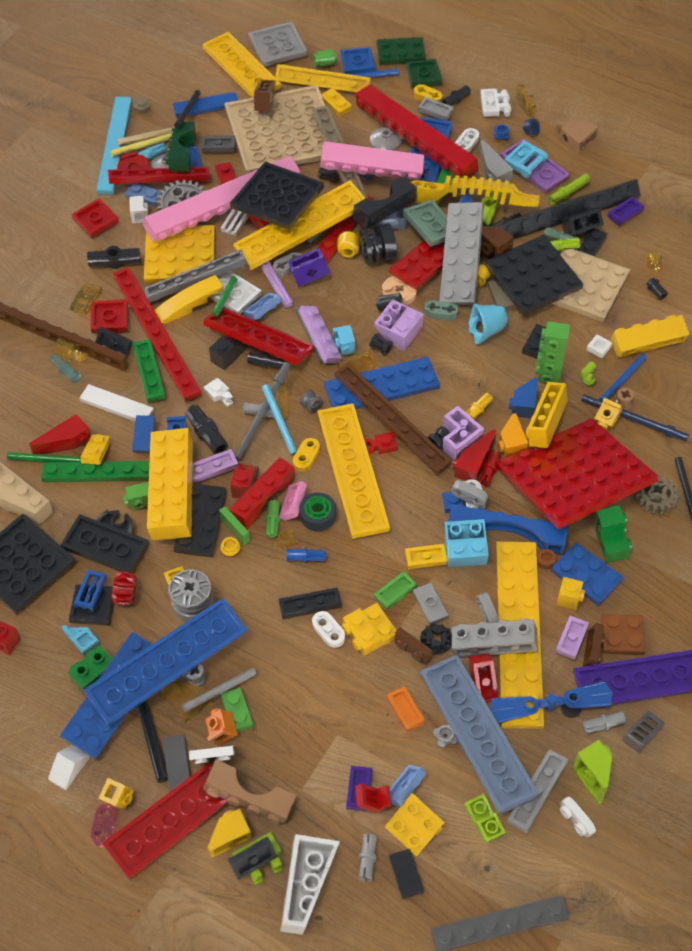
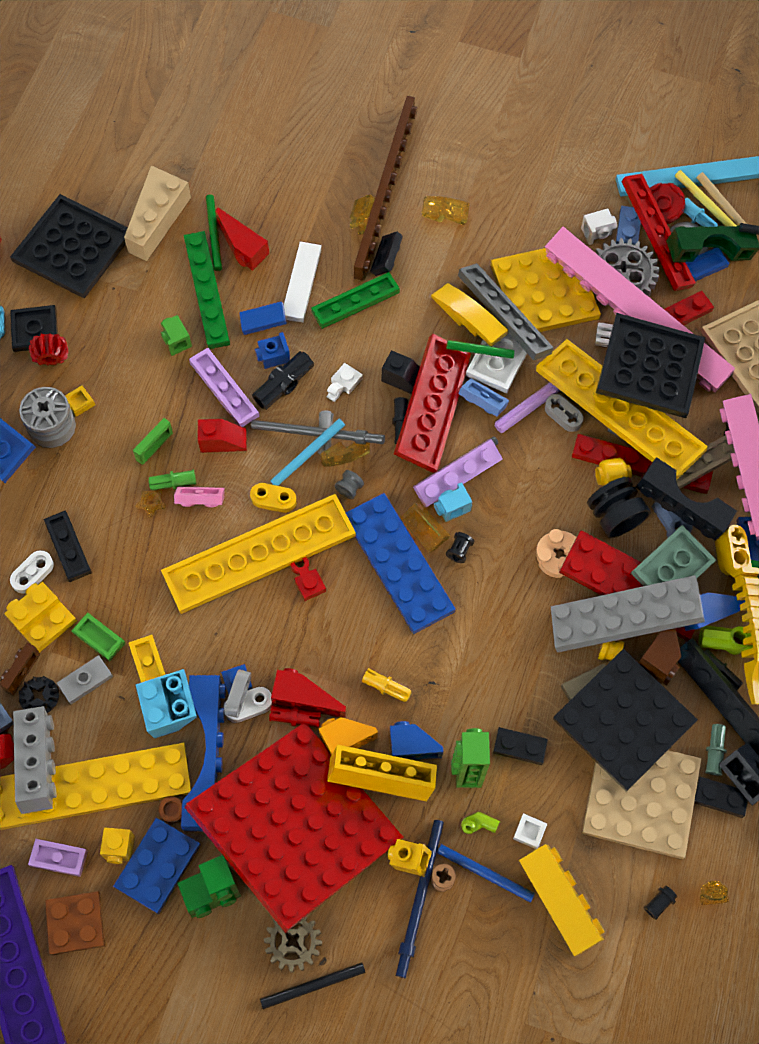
camera: 75 degrees right, 10 degrees up
(65, 368) = (338, 216): clear light blue axle -> none
(86, 605) = (44, 322): blue tile -> none
(95, 217) = (571, 185): red plate -> none
(95, 449) = (230, 275): yellow plate -> none
(106, 541) = (113, 319): black plate -> none
(109, 314) = (425, 239): red plate -> none
(114, 257) = (517, 229): black piece -> none
(157, 334) = (410, 295): red plate -> none
(170, 484) = (187, 357): yellow brick -> none
(206, 504) = (156, 398): black plate -> none
(217, 144) = (739, 285): dark grey plate -> none
(230, 546) = (126, 444): yellow plate -> none
(275, 478) = (223, 468): red arch -> none
(305, 555) = (129, 526): blue axle -> none
(309, 267) = (555, 433): dark purple brick -> none
(317, 520) = (194, 536): wheel -> none
(383, 300) = (528, 540): black cone -> none
(392, 418) = (339, 582): reddish brown plate -> none
(399, 324) = (494, 561): lavender slope -> none
(437, 438) = (324, 645): black wheel -> none
(441, 310) = (533, 612): sand green beam -> none
(463, 432) = (336, 673): lavender brick -> none
(486, 608) = (81, 747): light grey beam -> none
(493, 319) = (527, 672): medium azure piece -> none
(566, 244) = (699, 752): lime axle -> none
(593, 645) = (36, 886): reddish brown plate -> none

